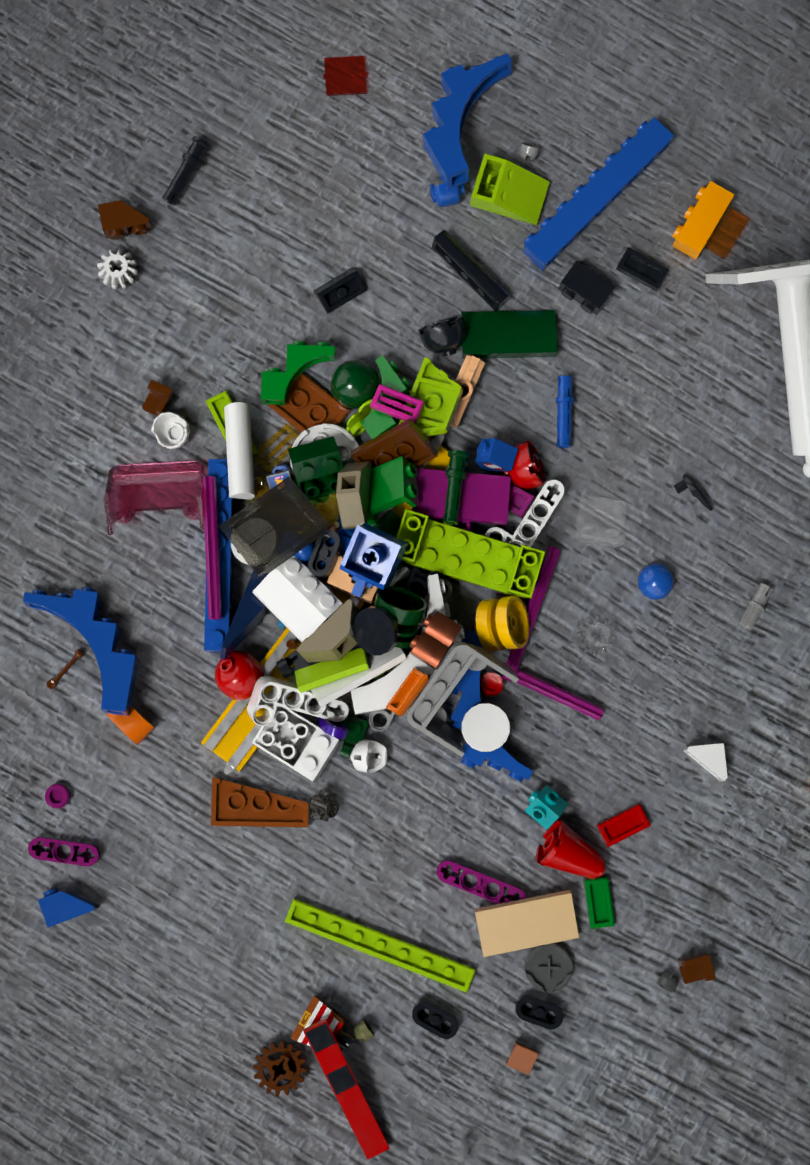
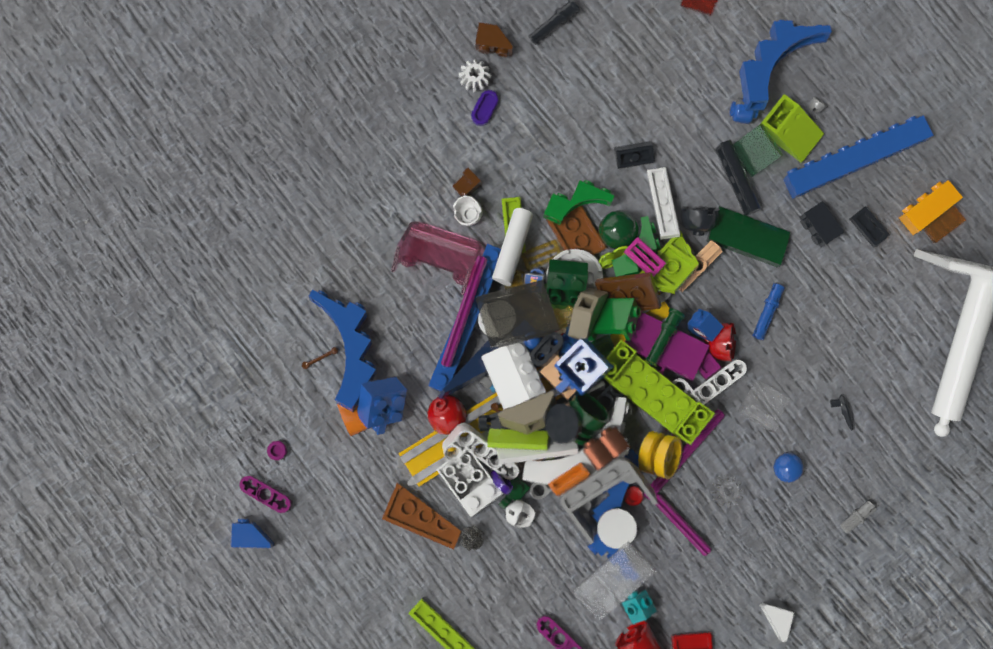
camera: 25 degrees right, 0 degrees up
(144, 302) = (484, 108): none -> dark purple tile
(158, 692) = (381, 403): none -> blue hinge
(395, 333) = (663, 203): none -> white tile
(479, 230) = (757, 150): none -> clear green tile
(506, 788) = (614, 581): none -> clear tile

